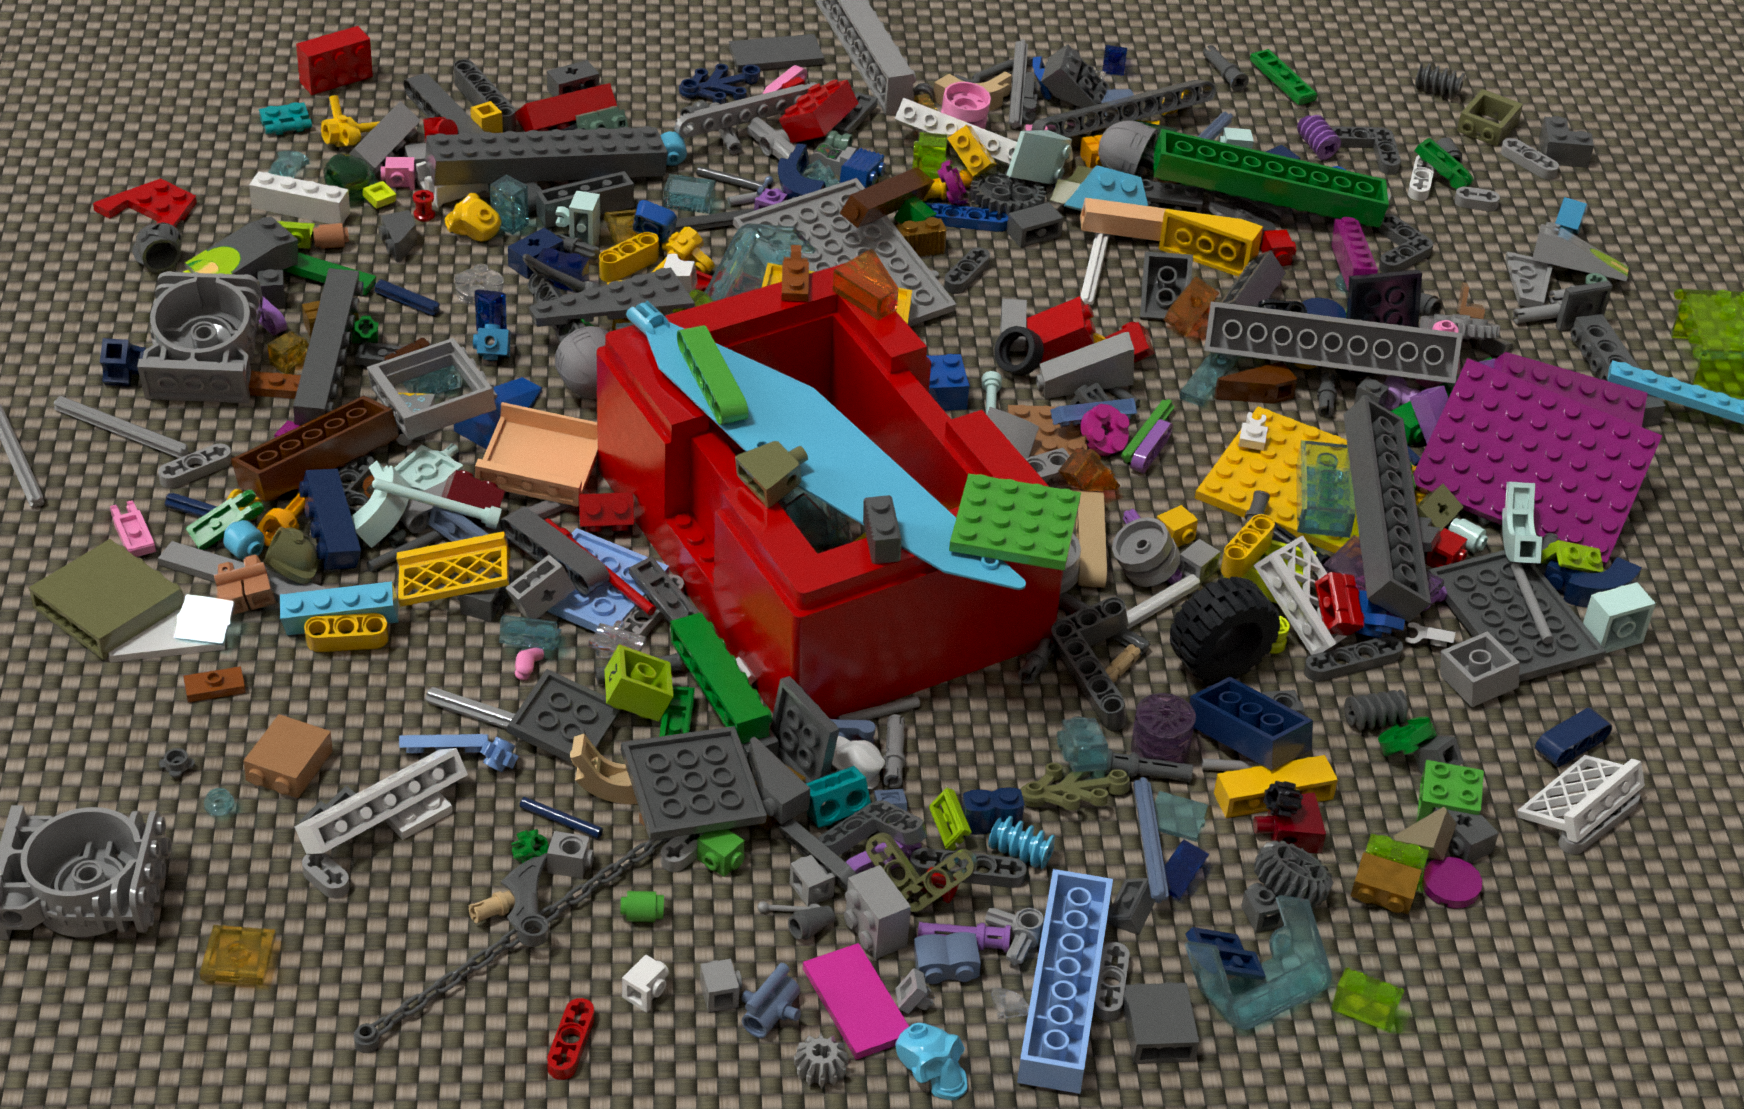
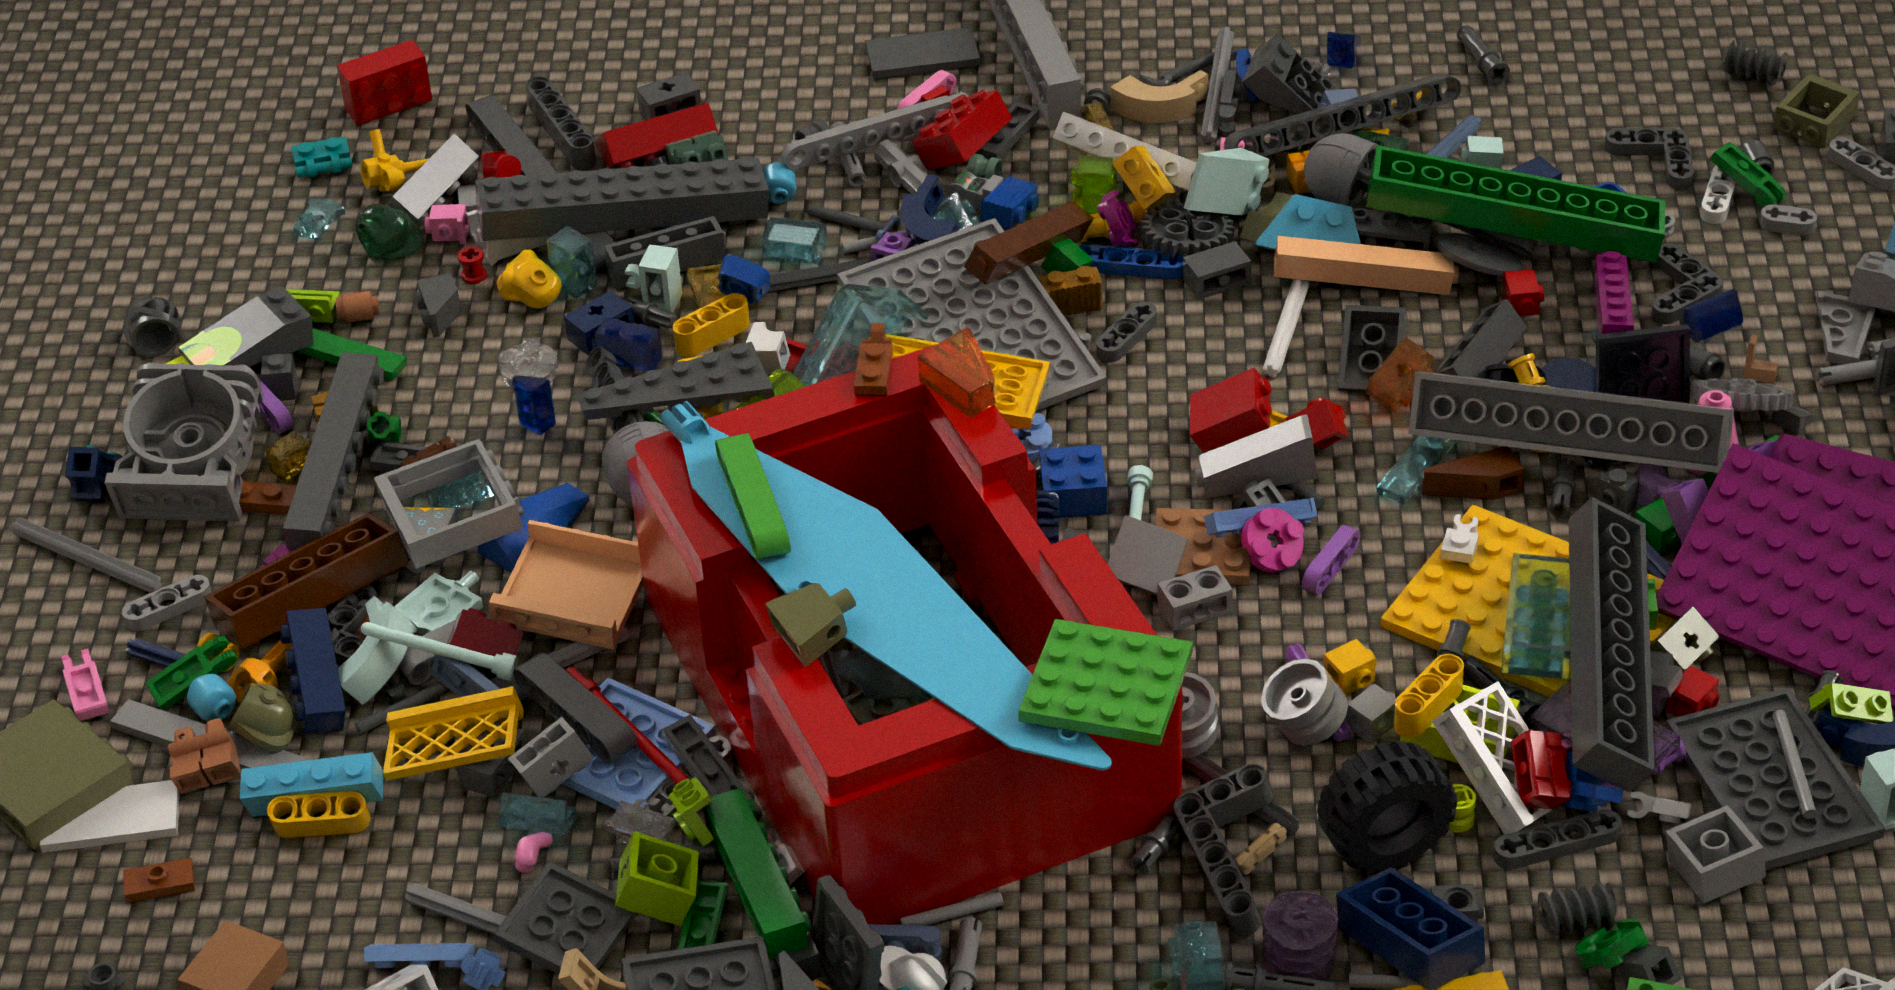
camera: 10 degrees right, 0 degrees up
(154, 199) = (159, 266): red wing -> none
(204, 620) = (153, 800): clear light blue piece -> none
(299, 198) = (325, 260): white brick -> none
(379, 194) = (421, 252): neon yellow plate -> none
(407, 297) = (440, 383): dark blue axle -> none
(487, 117) = (559, 151): yellow brick -> none
(501, 346) = (542, 445): dark azure brick -> none
(547, 272) = (602, 348): dark grey piece -> none
(606, 510) = (644, 655): red bracket -> none
(657, 623) = (688, 798): none -> lime bracket
(687, 246) = (780, 311): yellow piece -> none
(692, 87) = (815, 101): dark blue plant -> none
(882, 529) = (936, 695): dark grey brick -> none
(967, 103) = (1145, 116): bright pink wheel -> none
(1004, 344) = (1157, 435): black tyre -> none
(1014, 314) = (1174, 403): light grey beam -> none
(1087, 473) = (1242, 599): clear orange slope -> none
(1092, 539) = (1240, 684): tan beam -> none
(1161, 412) = (1348, 516): bright green axle -> none
(1162, 599) = (1320, 764): white axle -> none
(1211, 239) = (1434, 285): yellow slope -> none
(1283, 77) = (1556, 64): green plate -> none
(1292, 302) = (1526, 370): none -> yellow bush
(1319, 136) = (1591, 142): medium lavender piece -> none
(1432, 265) = (1713, 315): none -> clear blue slope
(1476, 535) = (1729, 672): light aqua brick -> none
(1518, 529) = (1786, 660): light aqua arch -> none
(1573, 737) = (1830, 944): dark blue beam -> none

